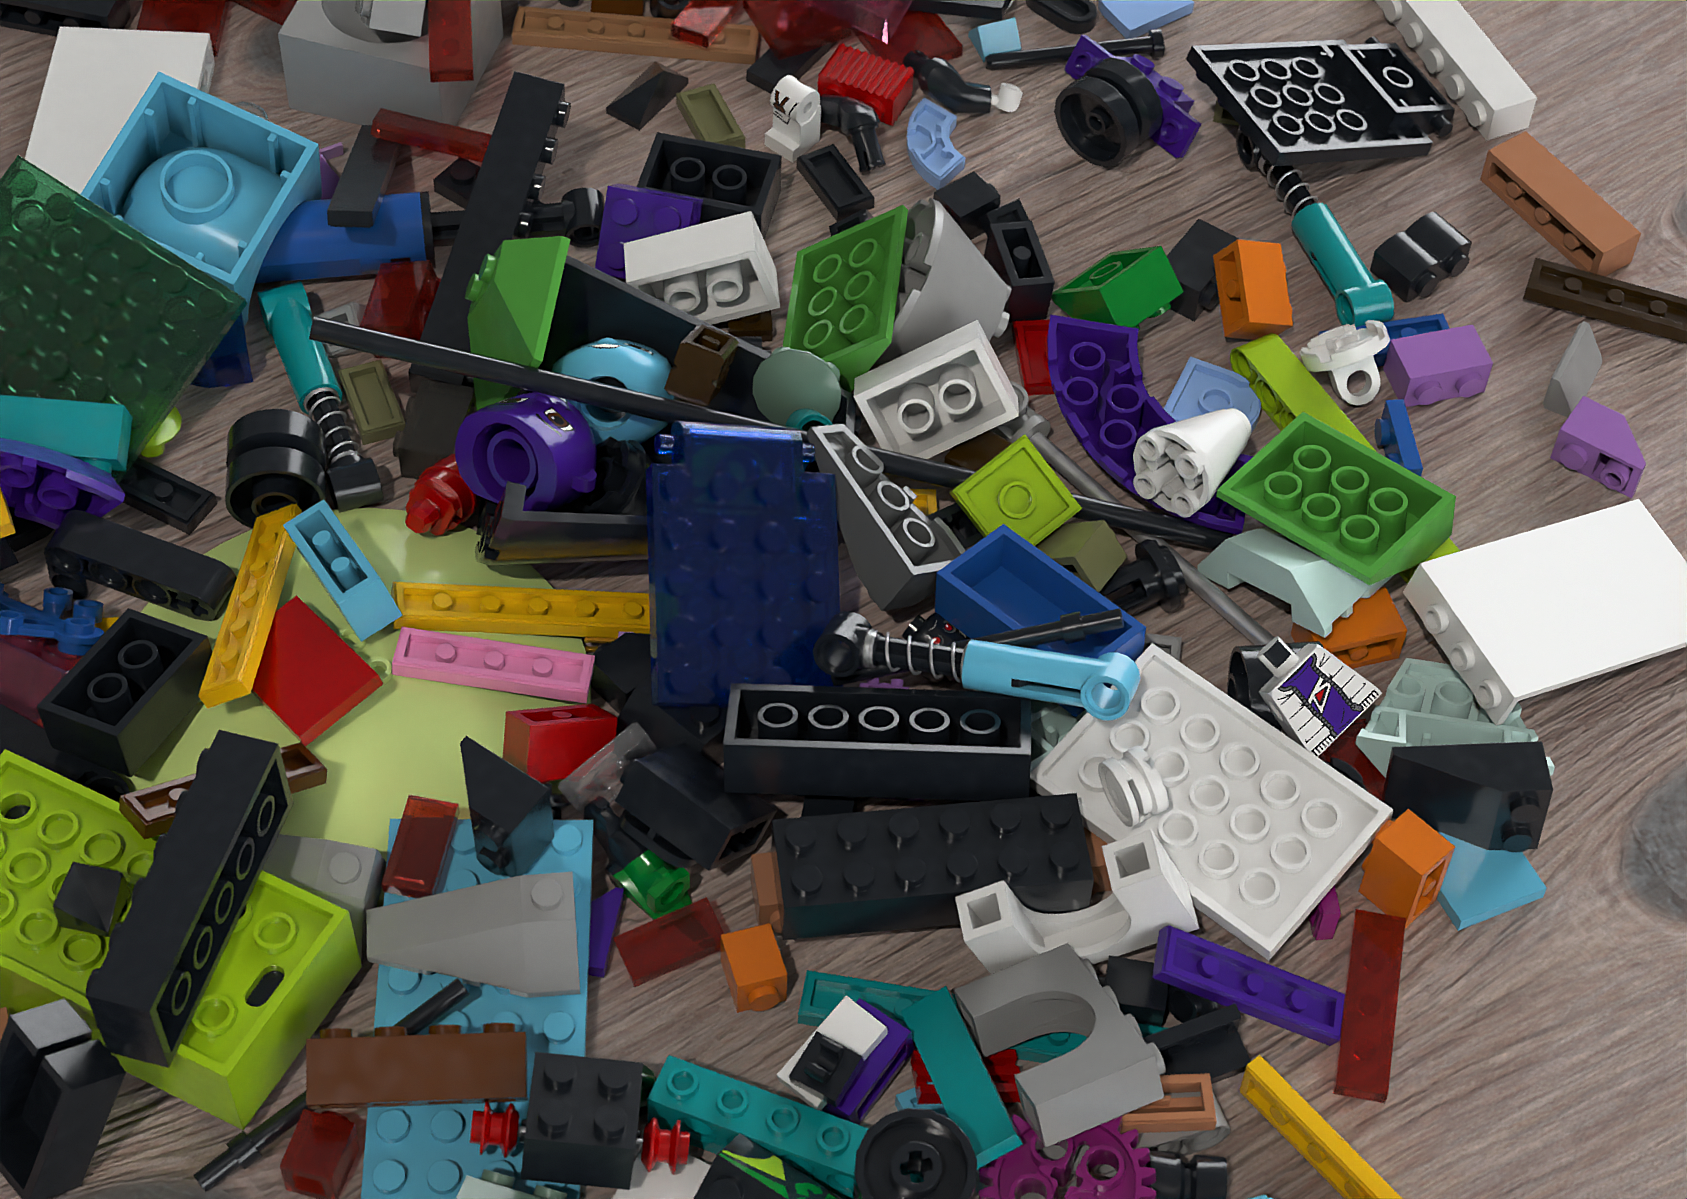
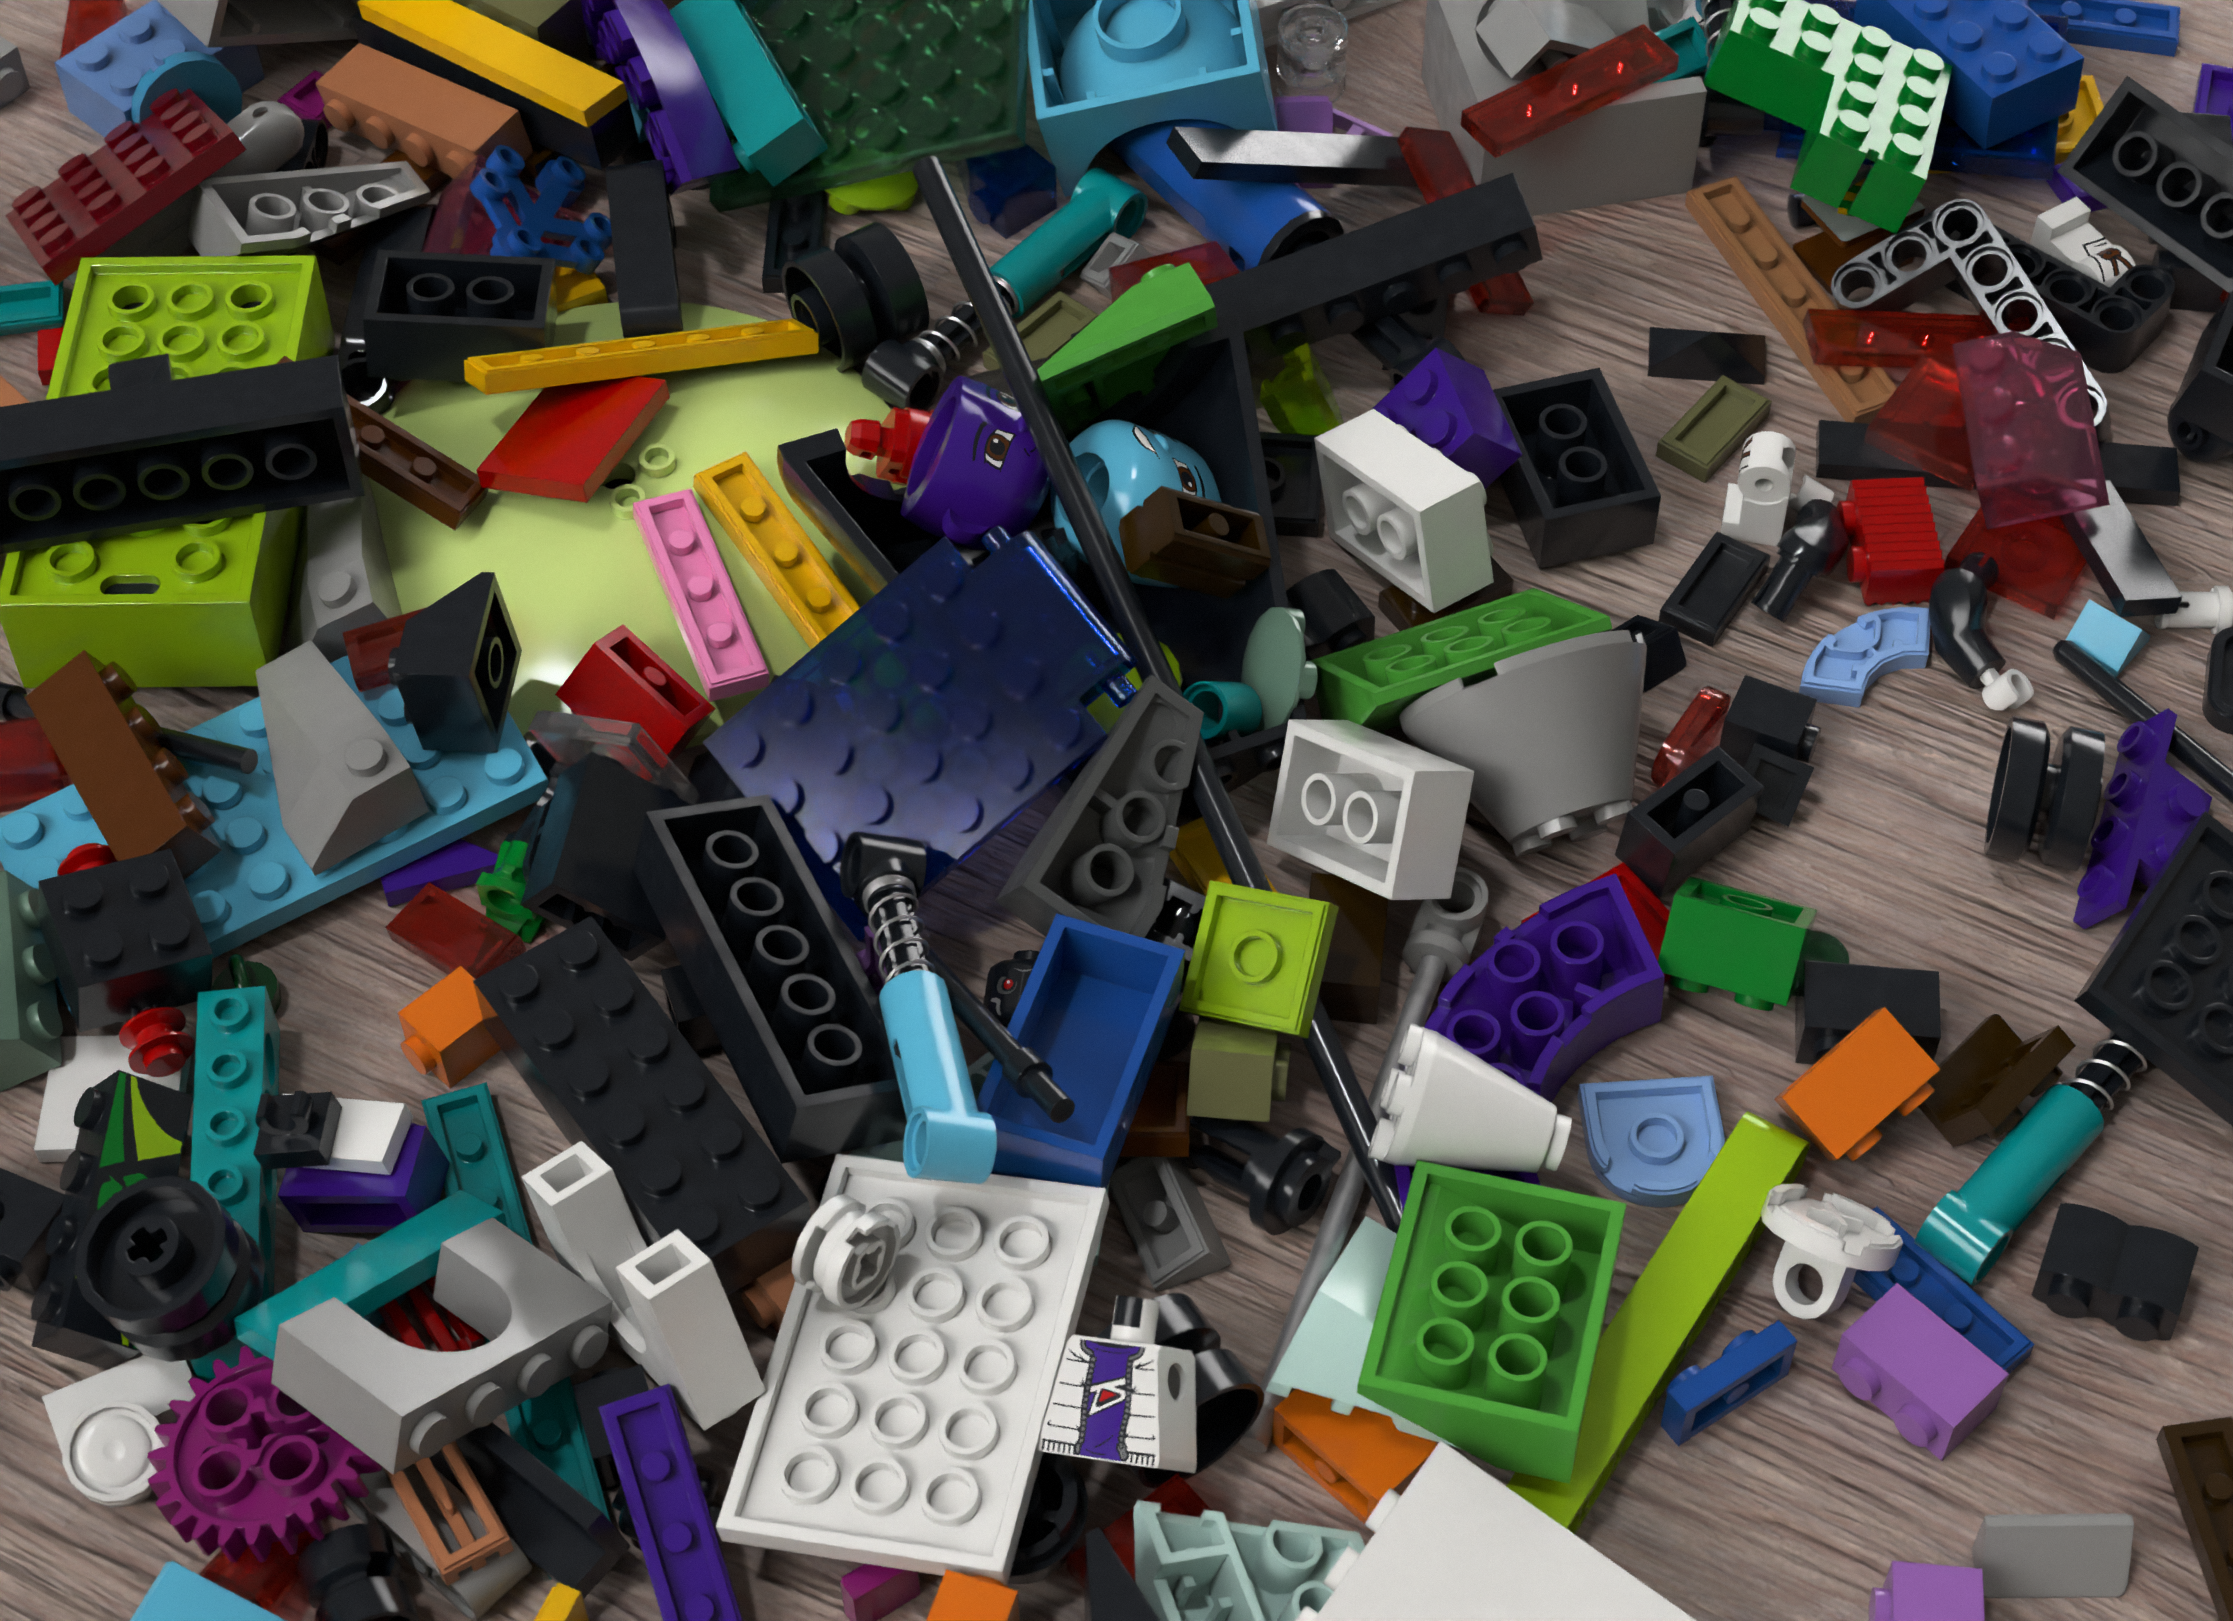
camera: 65 degrees right, 0 degrees up
(343, 570) = (715, 397): medium azure brick -> none
(1281, 222) = (1990, 1077): none -> dark brown bracket

